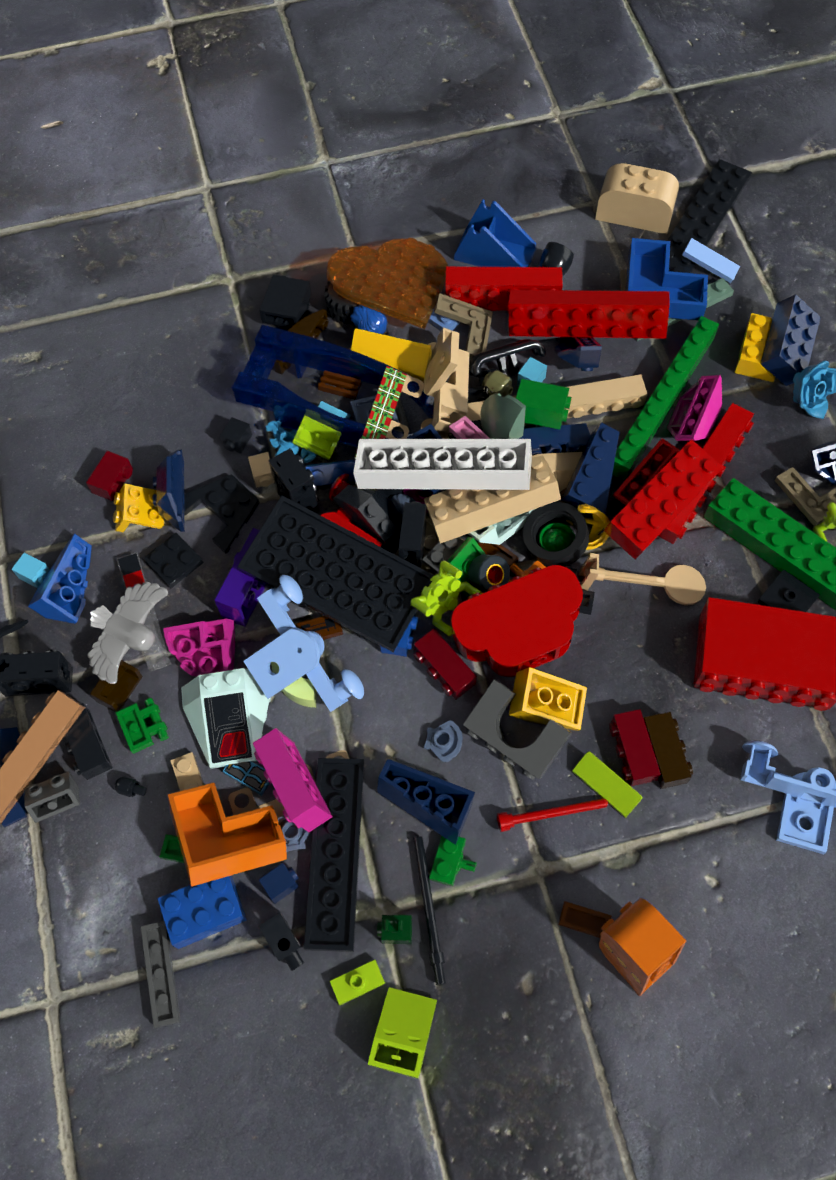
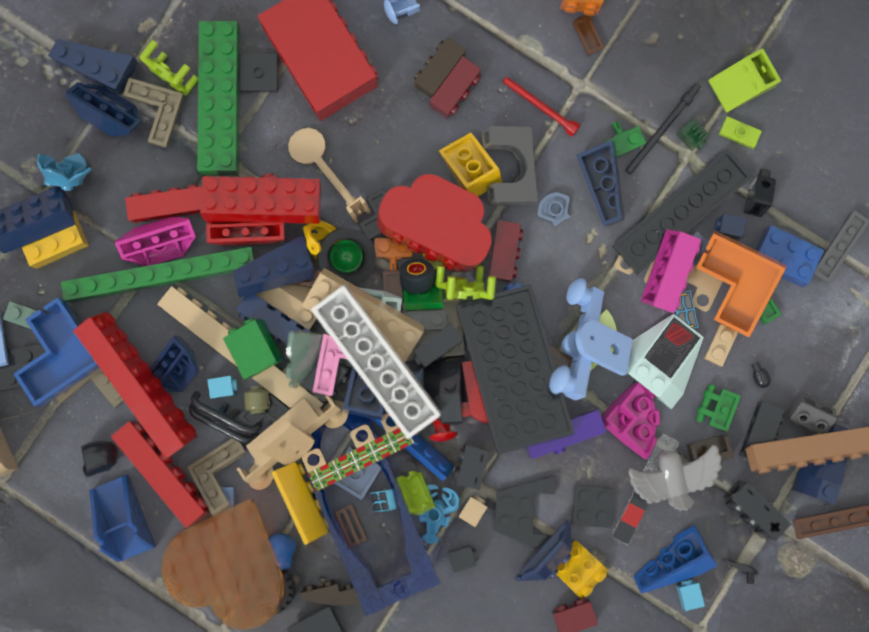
camera: 135 degrees left, 20 degrees up
(607, 784) = (493, 87): lime slope -> none

